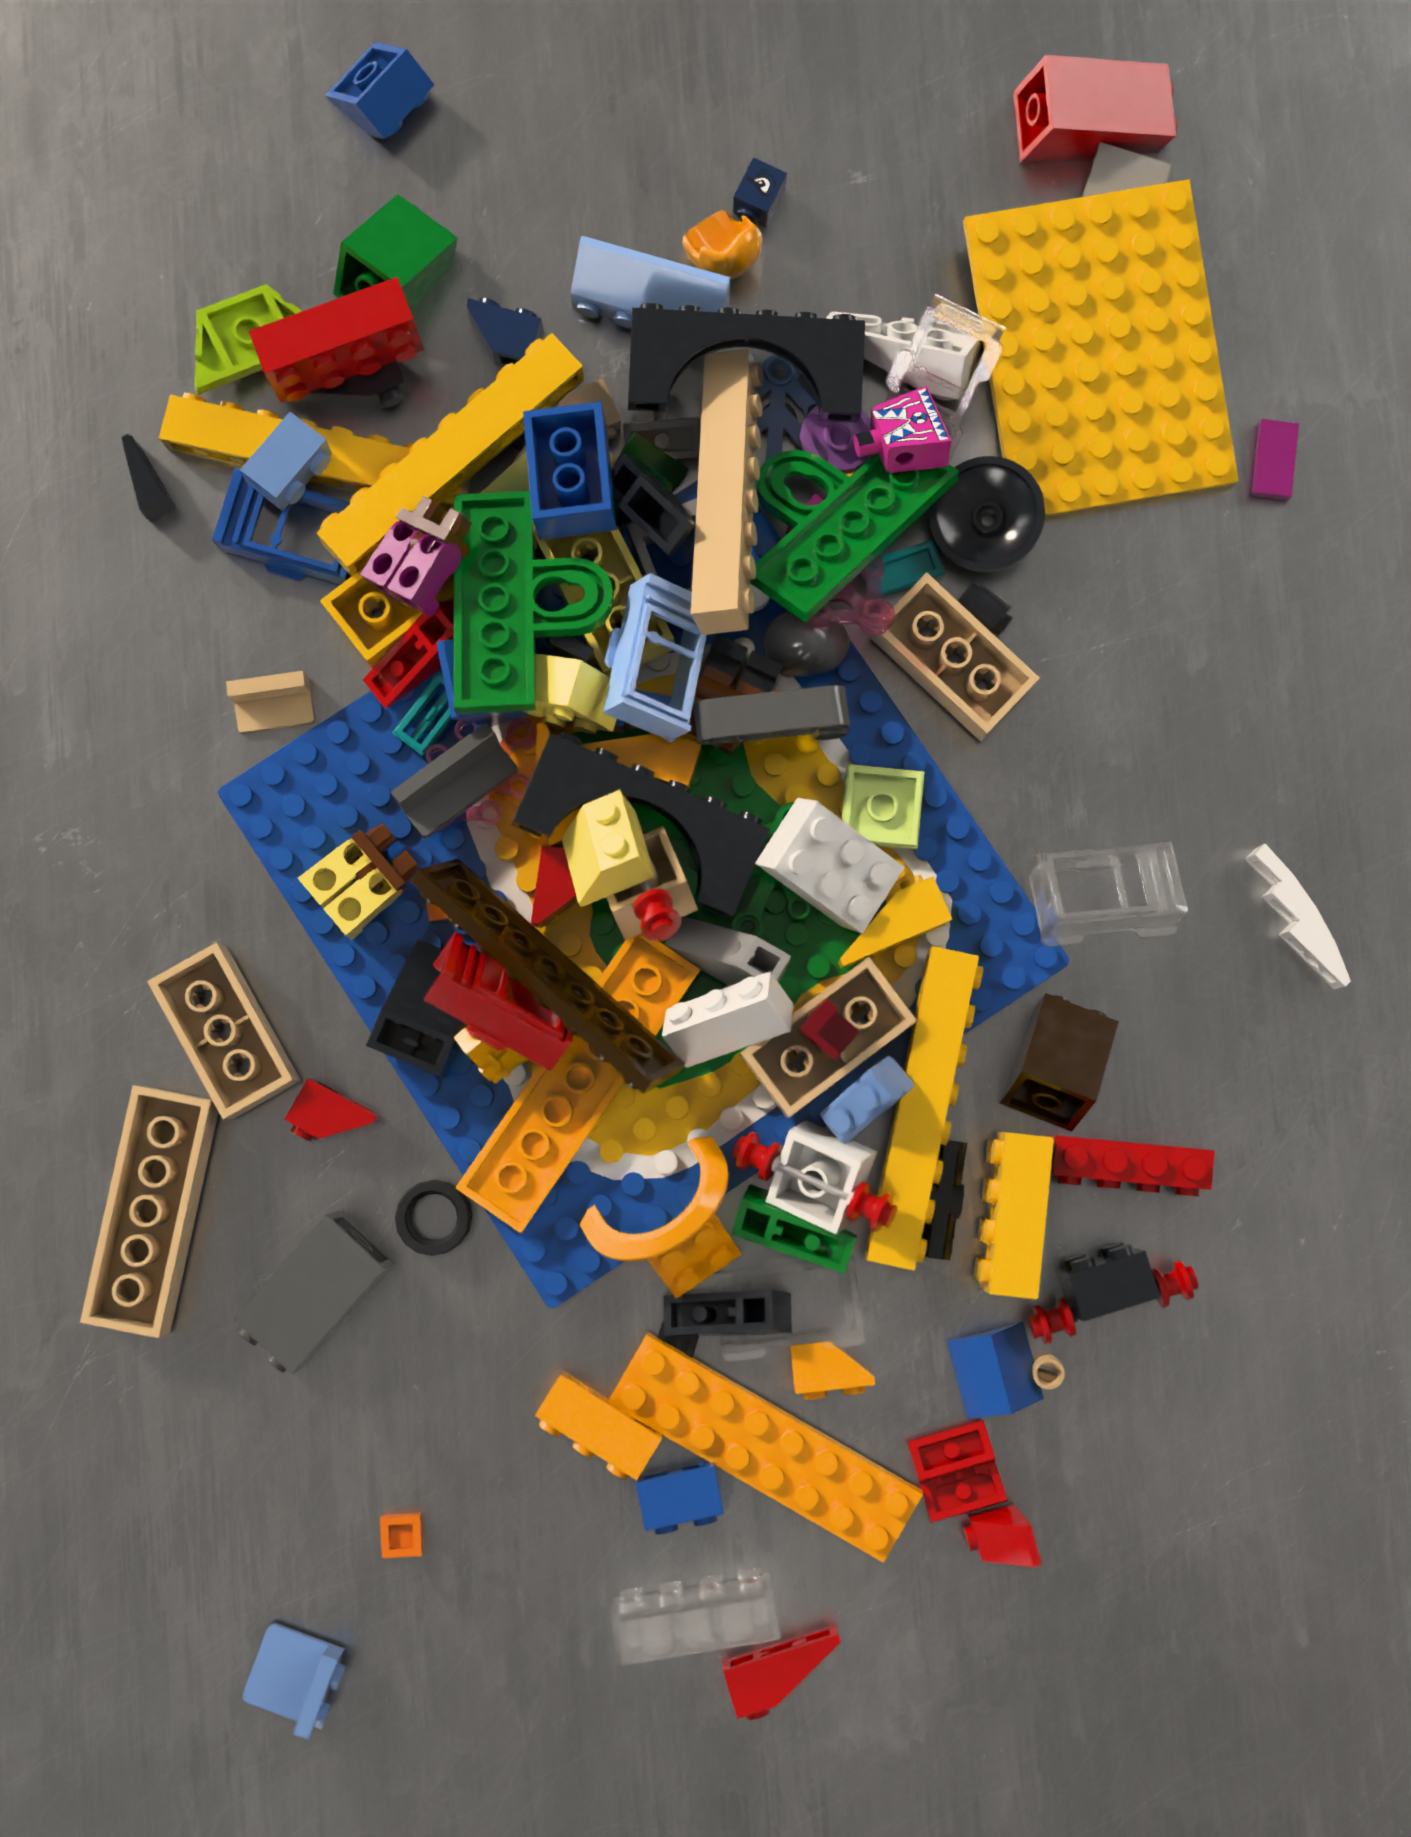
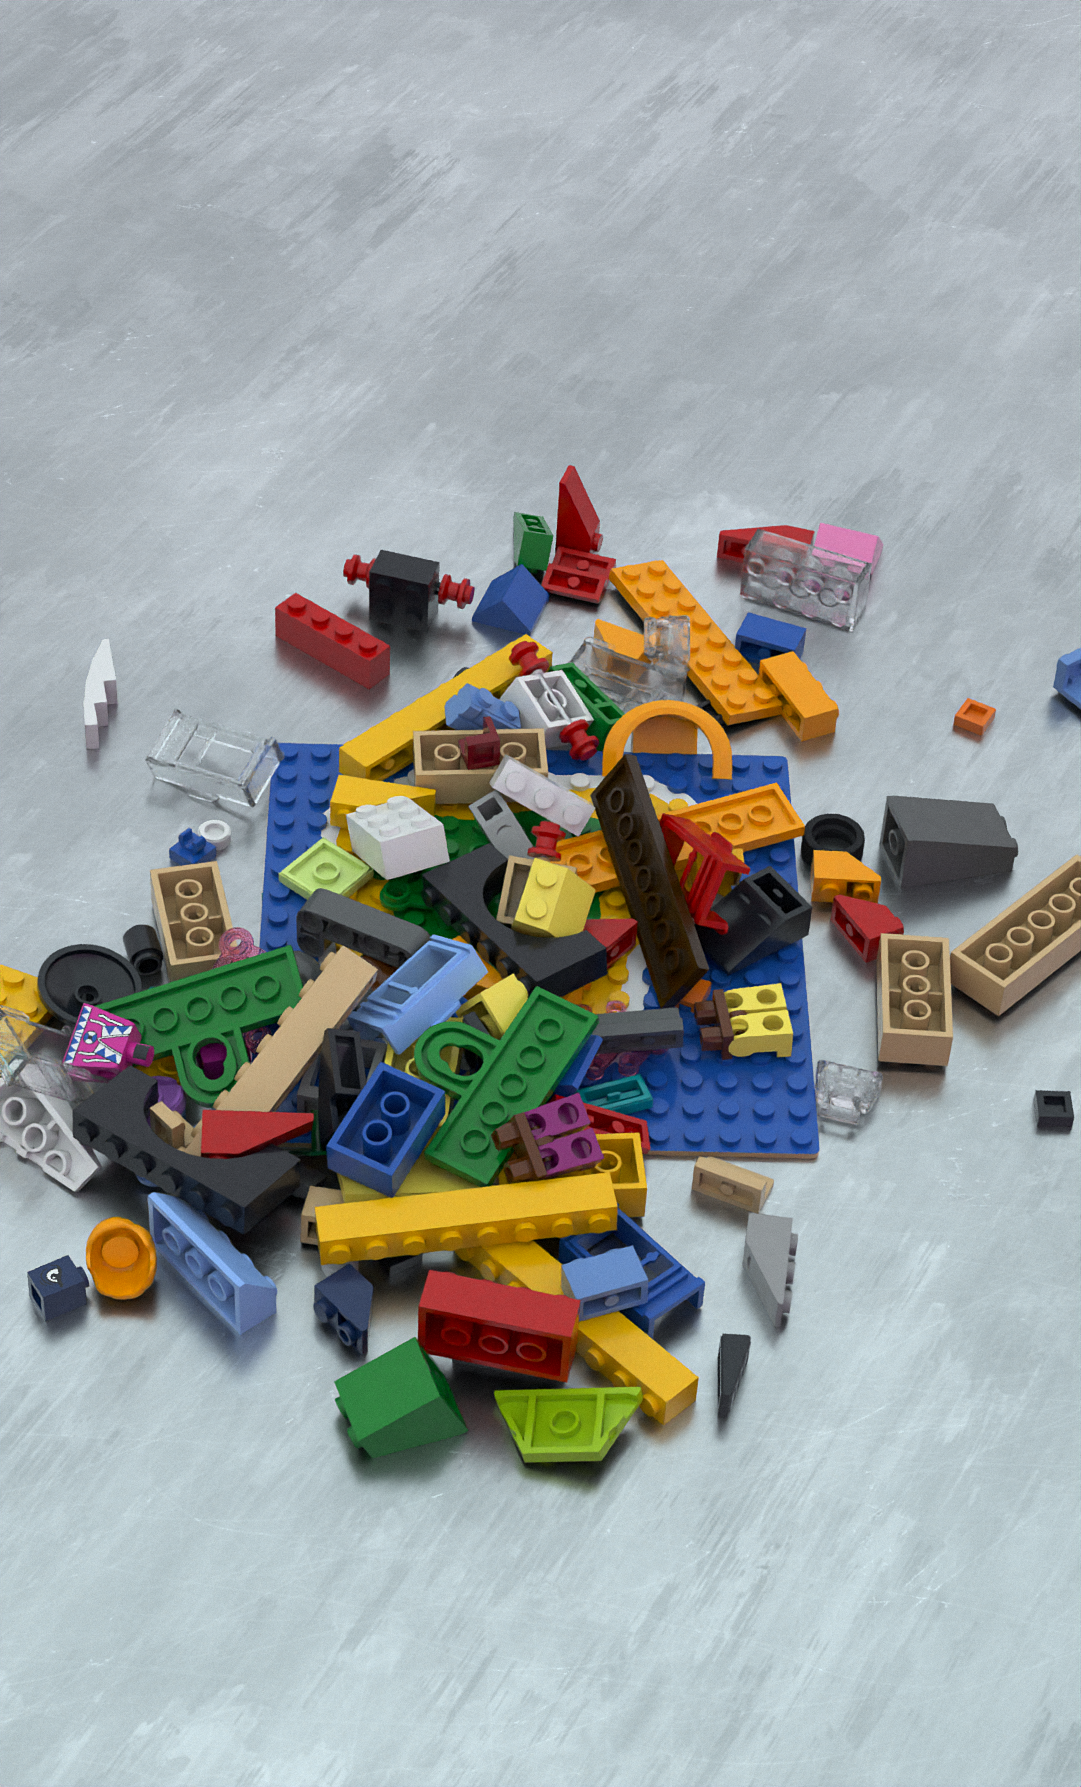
camera: 145 degrees left, 40 degrees down
(31, 996) = (1053, 1108): none -> black tile
(188, 630) = (767, 1263): none -> light grey slope
(230, 878) = (845, 1091): none -> clear piece
(381, 89) = (306, 1547): blue slope -> none
(396, 1165) = (842, 874): none -> light orange slope
(691, 1728) = (850, 543): none -> bright pink slope
(697, 400) = (243, 1133): none -> red slope
(728, 1313) = (651, 682): black slope -> none
(775, 1396) = (668, 640): none -> clear piece
(783, 402) = (170, 1126): none -> tan bracket
(1014, 1214) = (431, 645): yellow brick -> none
(1039, 812) = (216, 833): none -> white tile
(1041, 774) = (192, 849): none -> blue tile
(1044, 1490) = (531, 541): none -> green slope
(1045, 1378) = (481, 583): tan hinge -> none
(1060, 1062) = (328, 701): dark brown slope -> none

